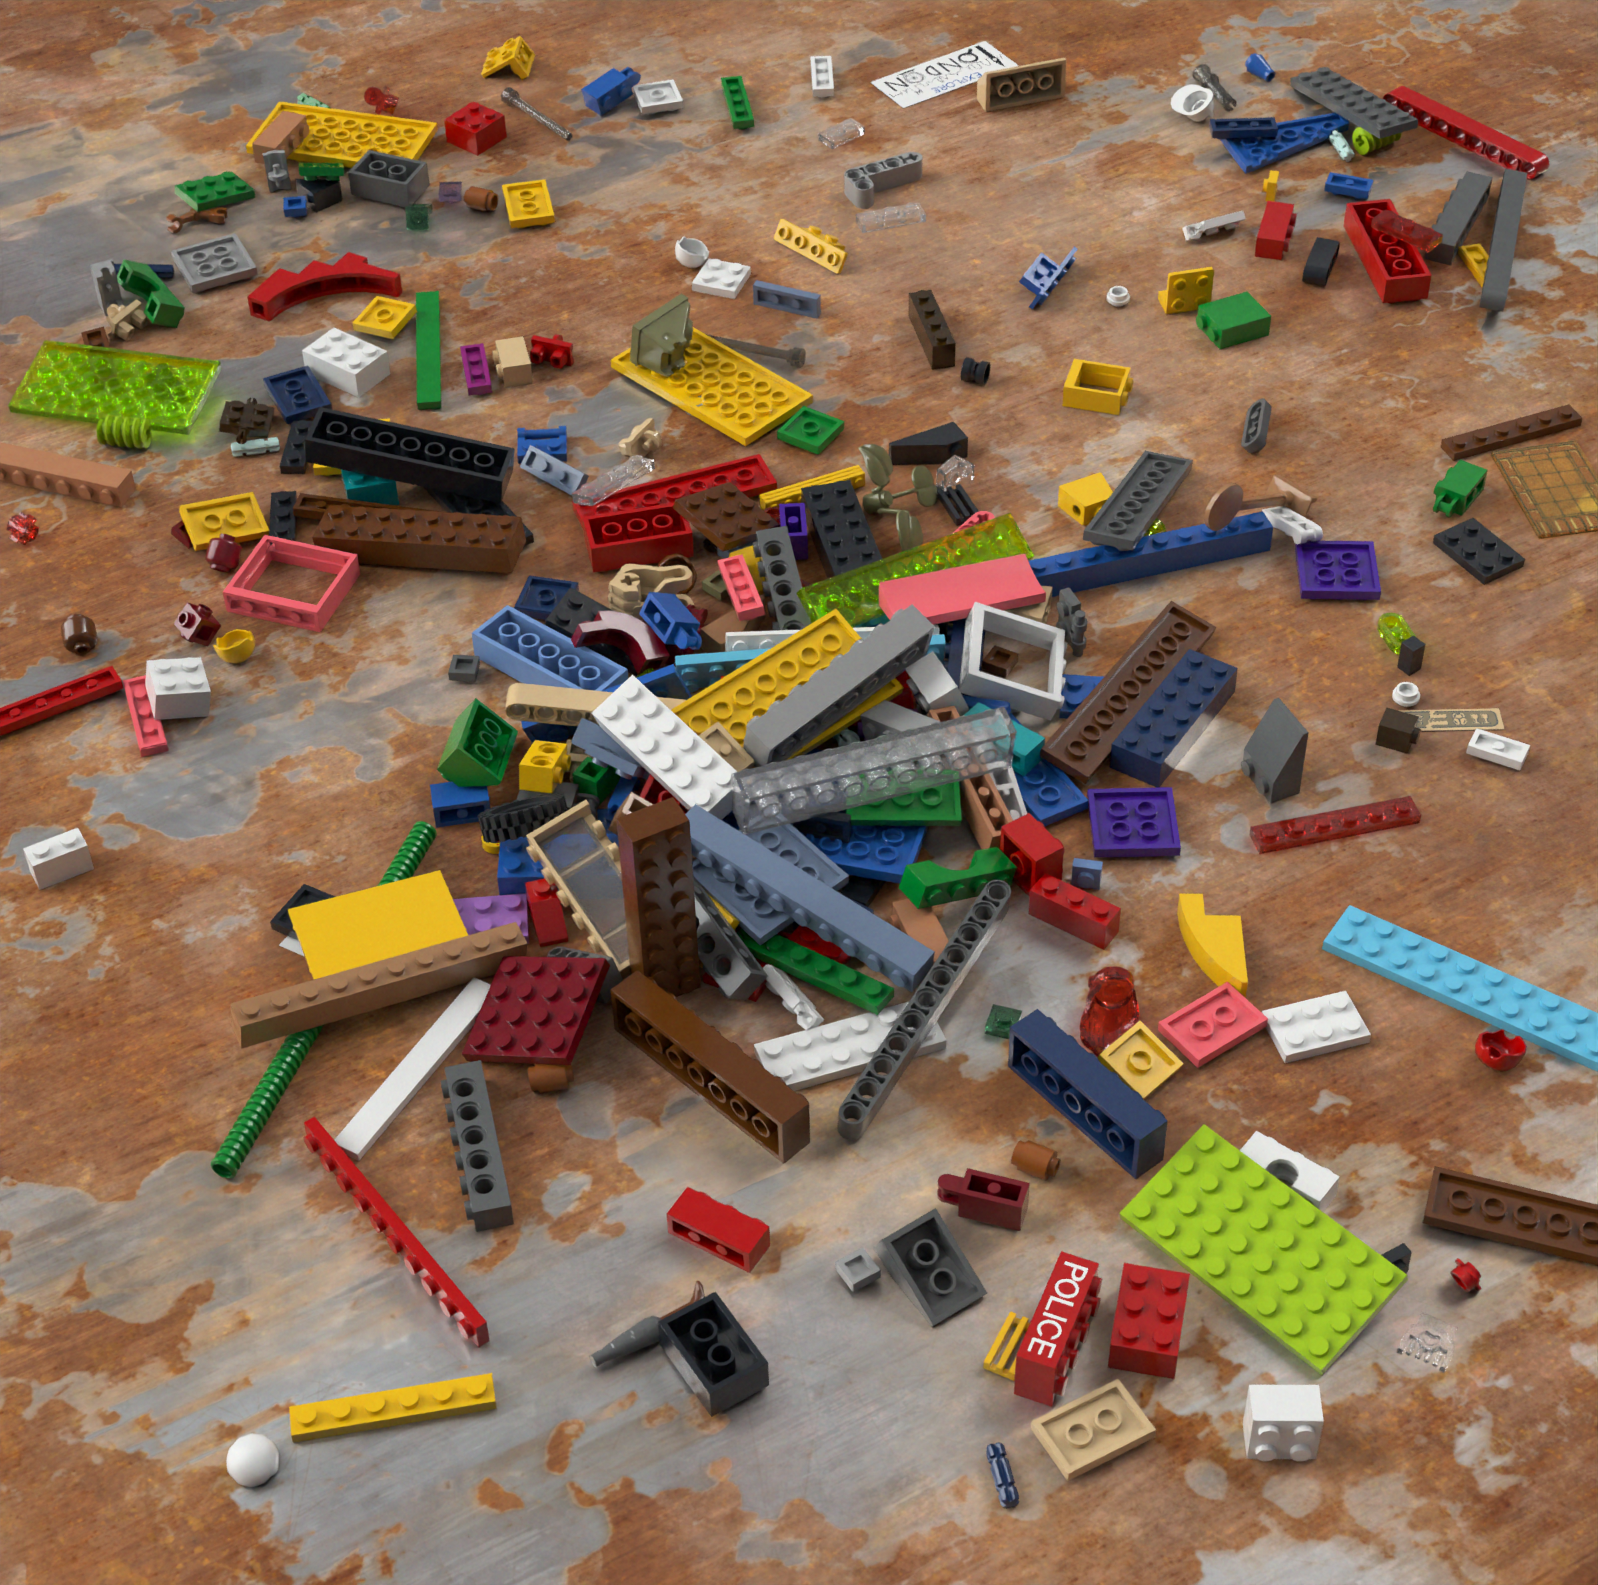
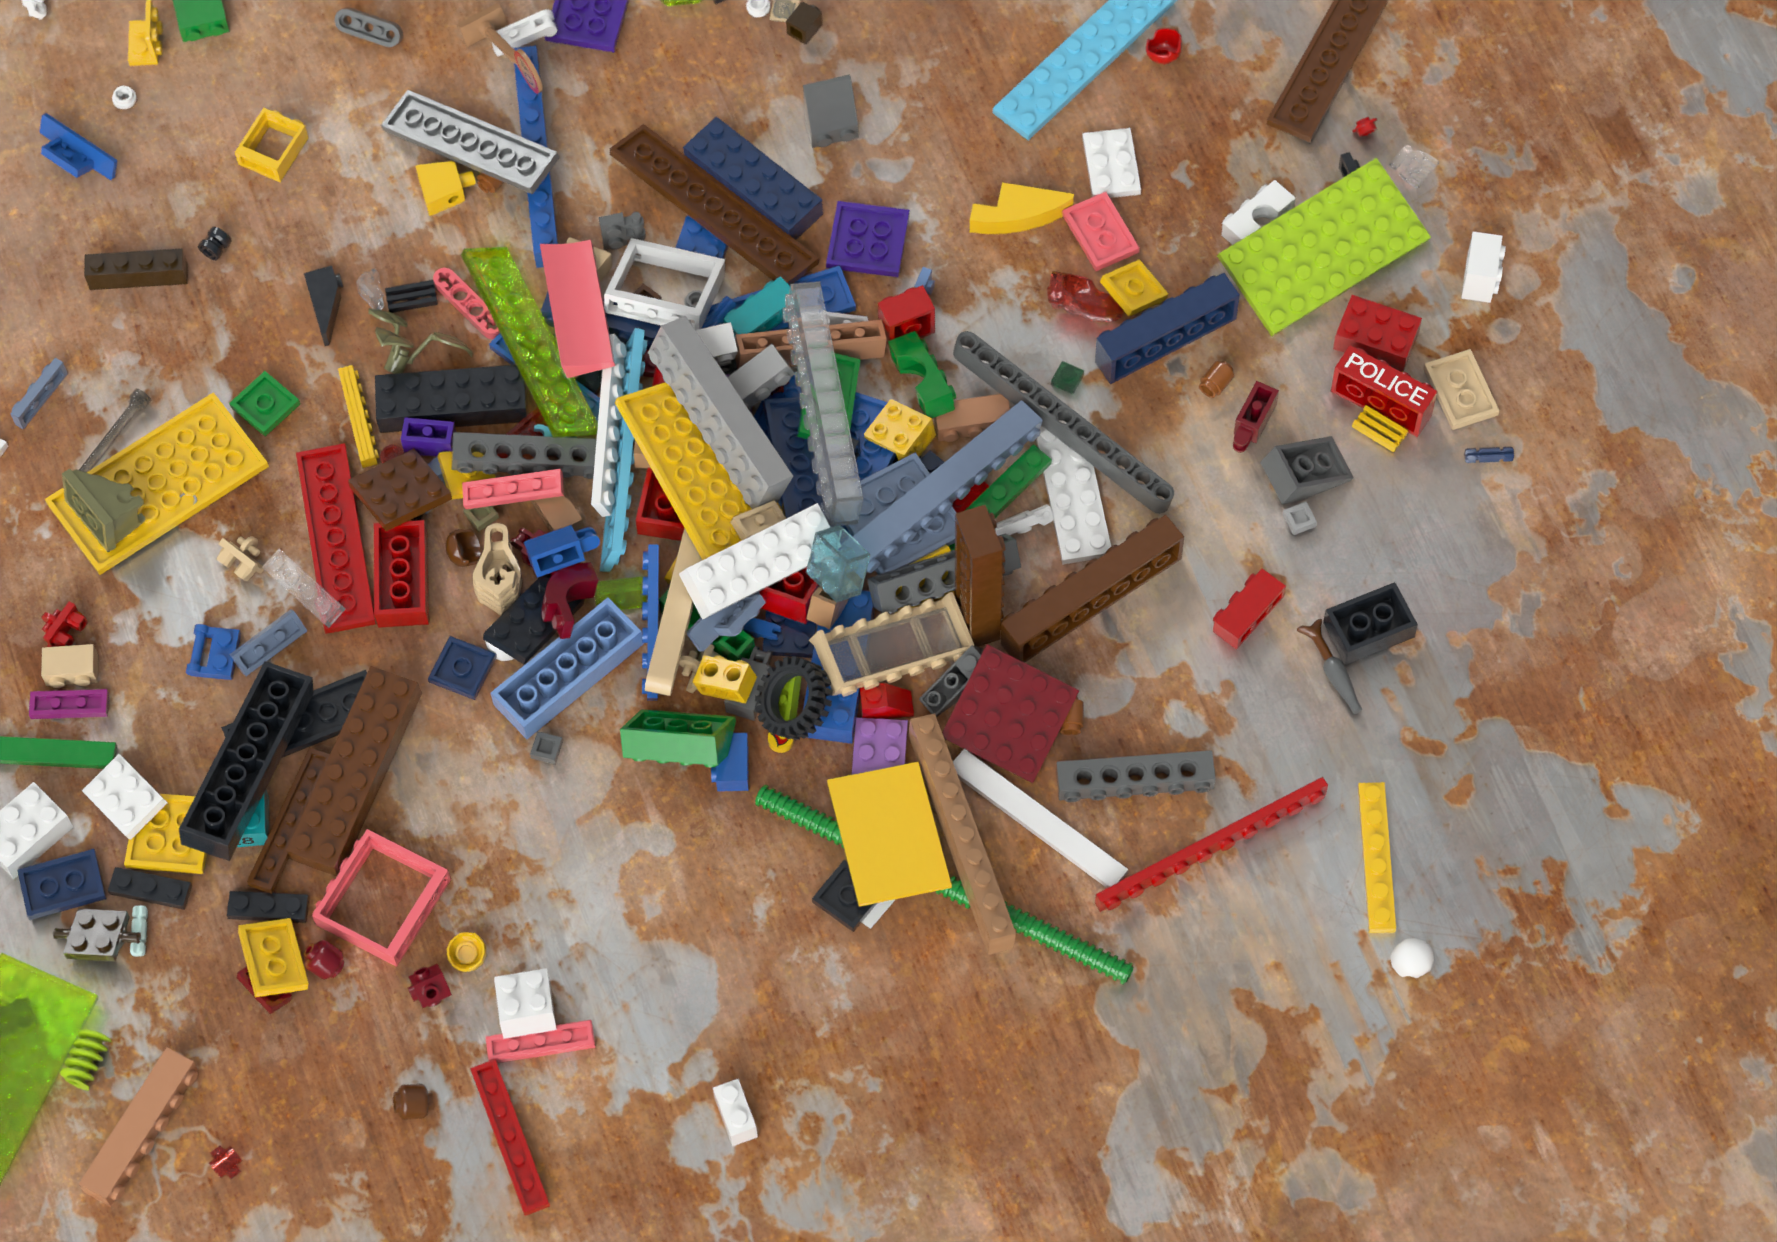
camera: 80 degrees left, 20 degrees up
(389, 406) = (124, 796): none -> white plate
(681, 783) = (838, 563): none -> clear light blue brick
(876, 872) = (901, 430): none -> yellow bracket
(1074, 911) = (966, 300): red brick -> none
(1334, 825) = (897, 96): clear red plate -> none

